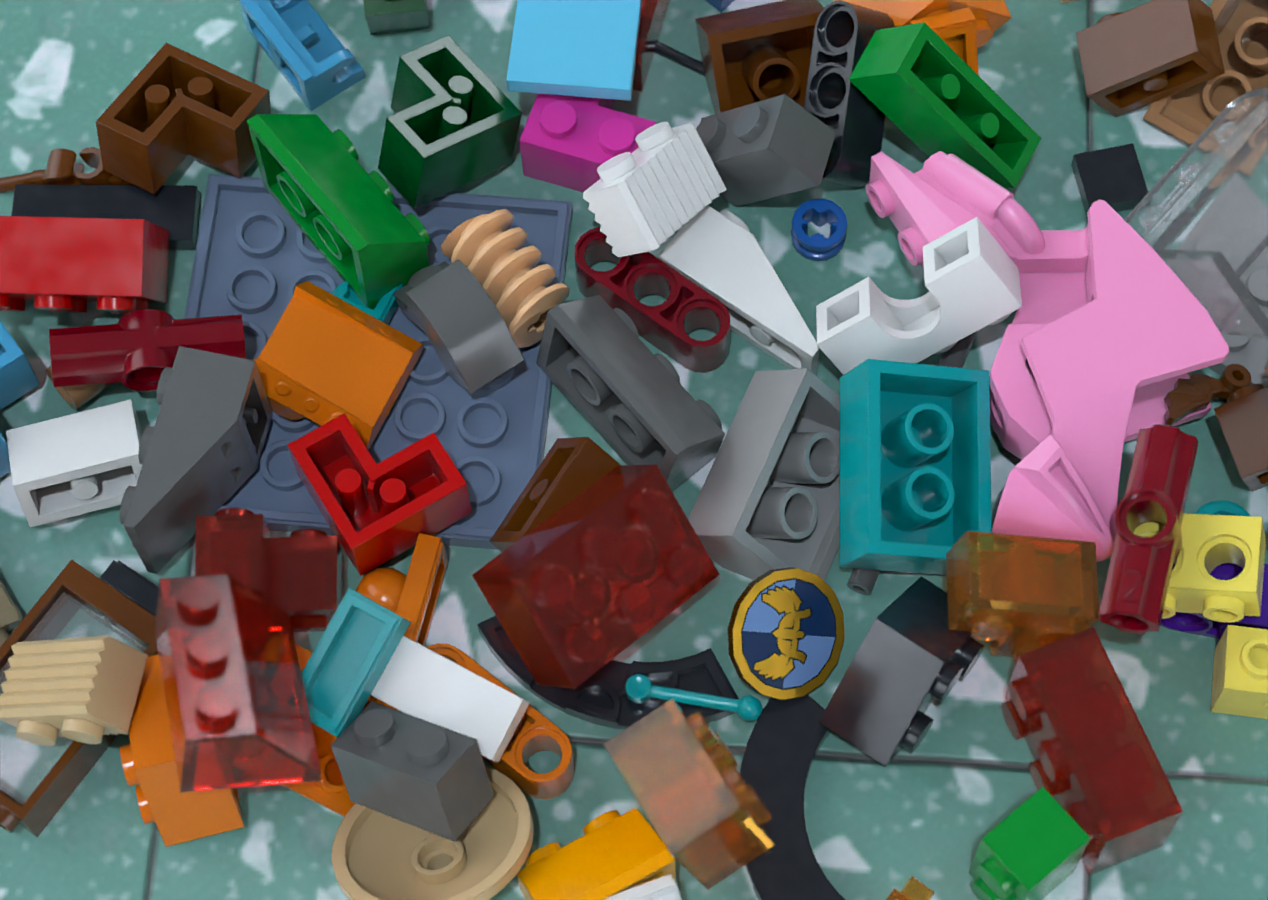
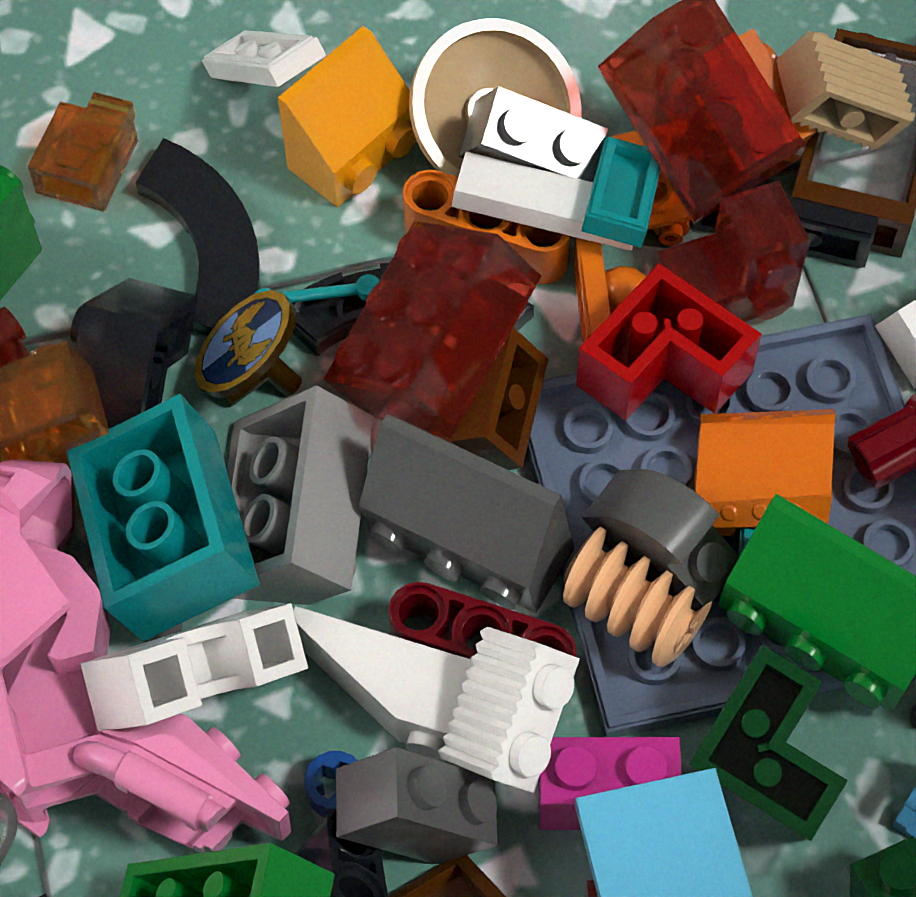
camera: 160 degrees right, 5 degrees down
(197, 452) = (851, 335): dark grey slope -> none
(692, 792) = (287, 182): clear orange brick -> none

